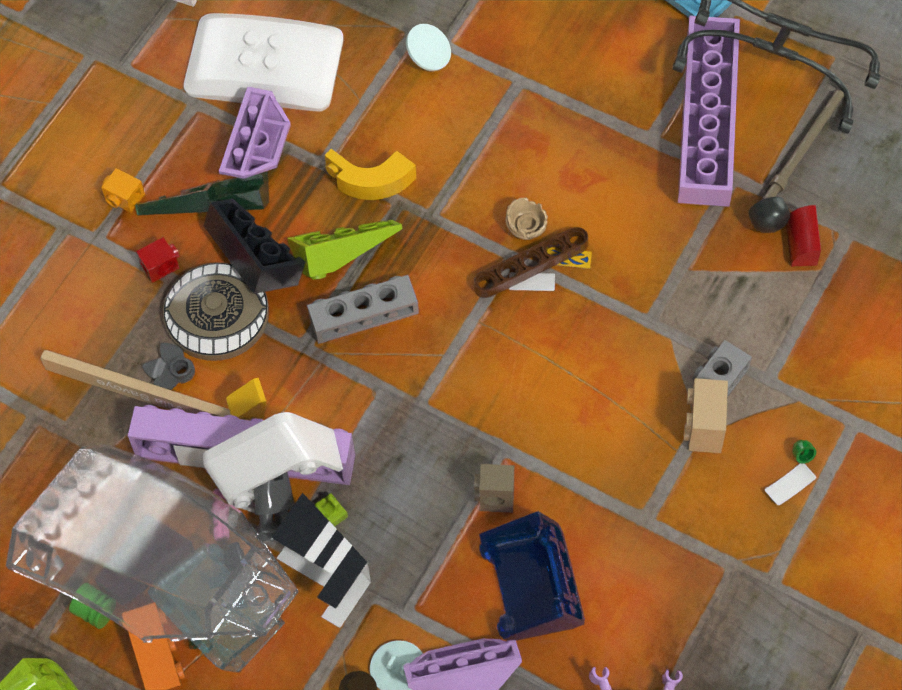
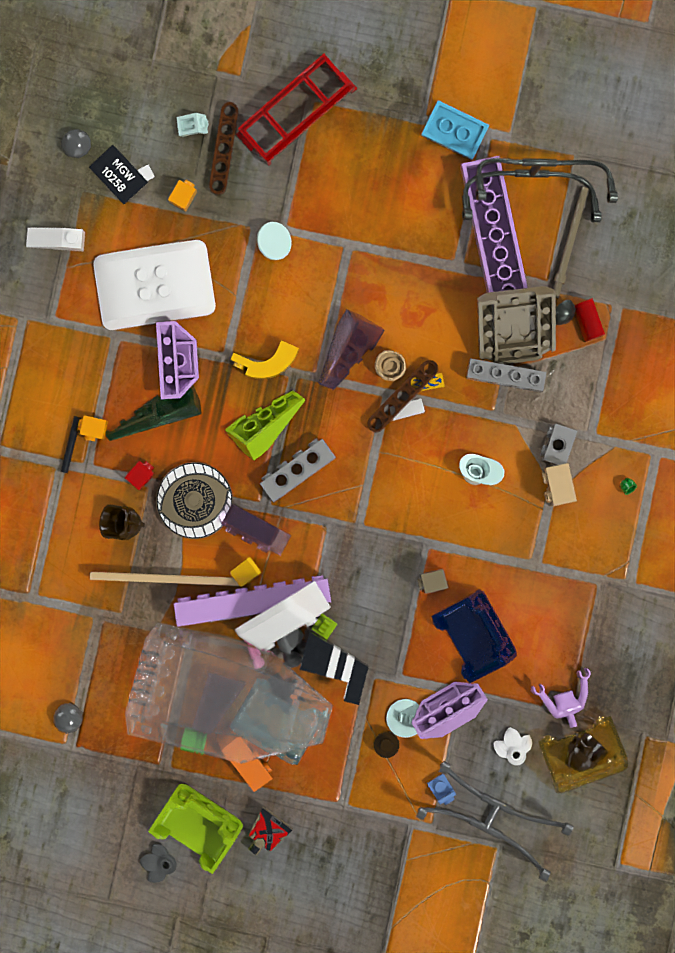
camera: 20 degrees left, 25 degrees up
(84, 208) = (70, 445): none -> black bar
(110, 303) = (119, 522): none -> dark brown helmet
(165, 369) = (175, 554): dark grey plate -> none
(251, 249) = (204, 450): black wedge -> none
(283, 363) = (255, 530): none -> clear purple wedge
(482, 184) = (350, 342): none -> wedge
(603, 372) = (481, 470): none -> light aqua piece
(674, 270) = (506, 375): none -> light grey brick
(705, 208) = (516, 324): none -> dark tan wedge
(790, 484) = (624, 511): white sticker -> none

